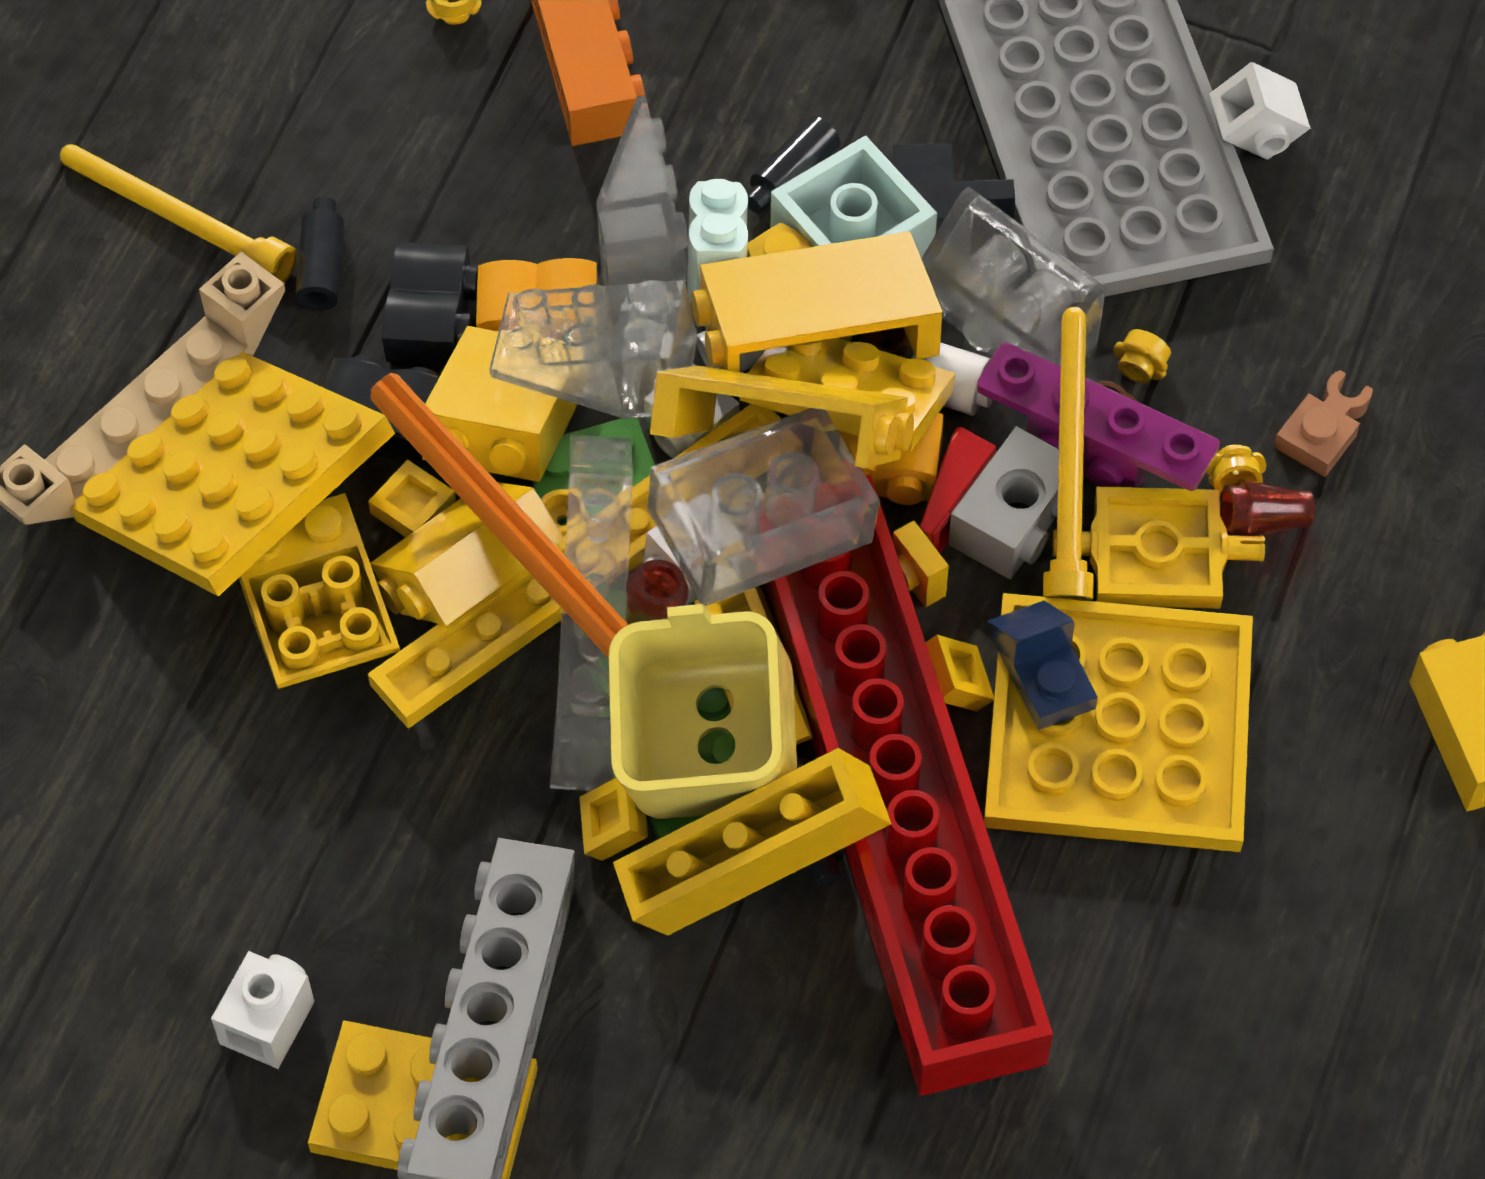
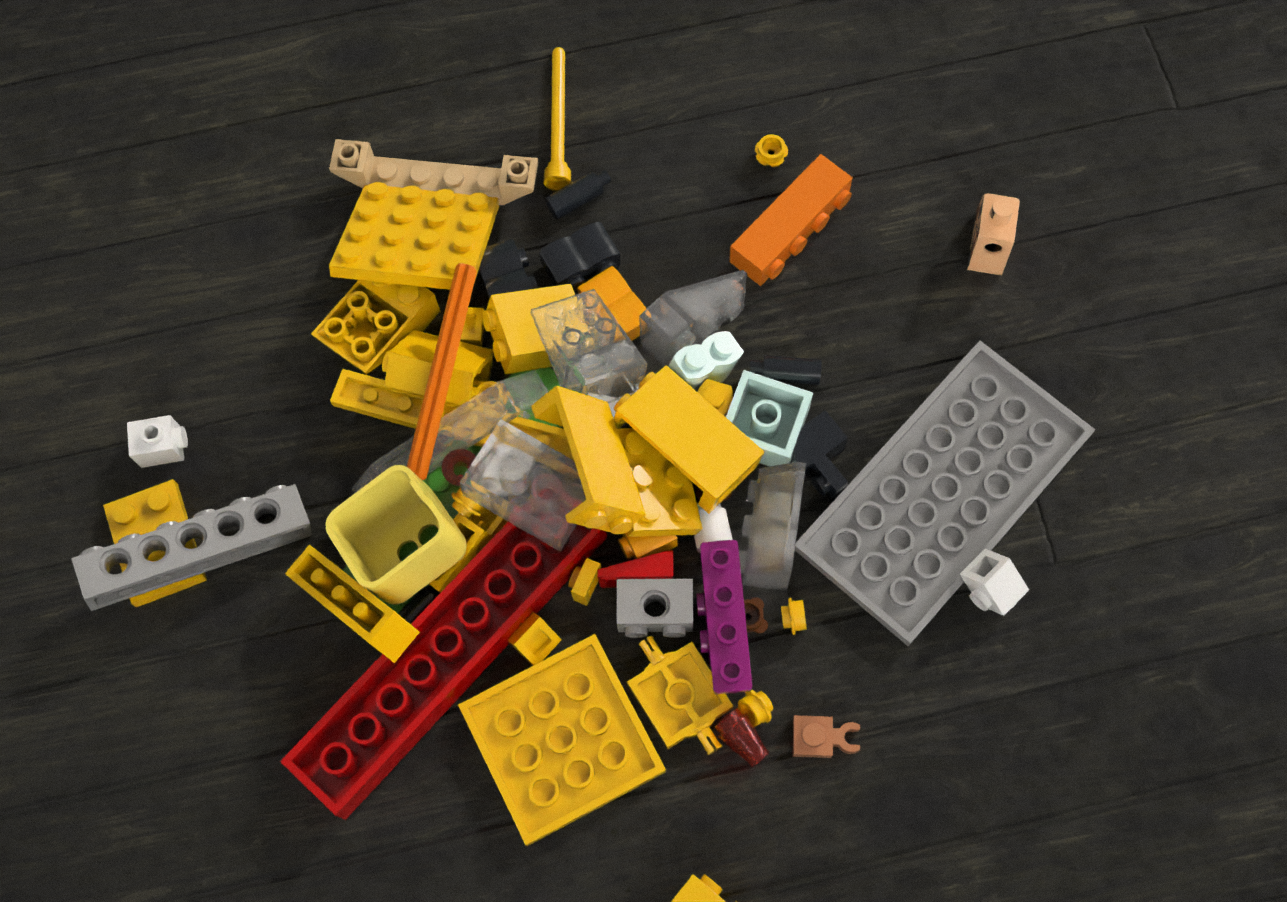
camera: 60 degrees right, 10 degrees up
(1043, 663) = (561, 678): dark blue slope -> none
(1069, 573) = (626, 660): yellow piece -> none

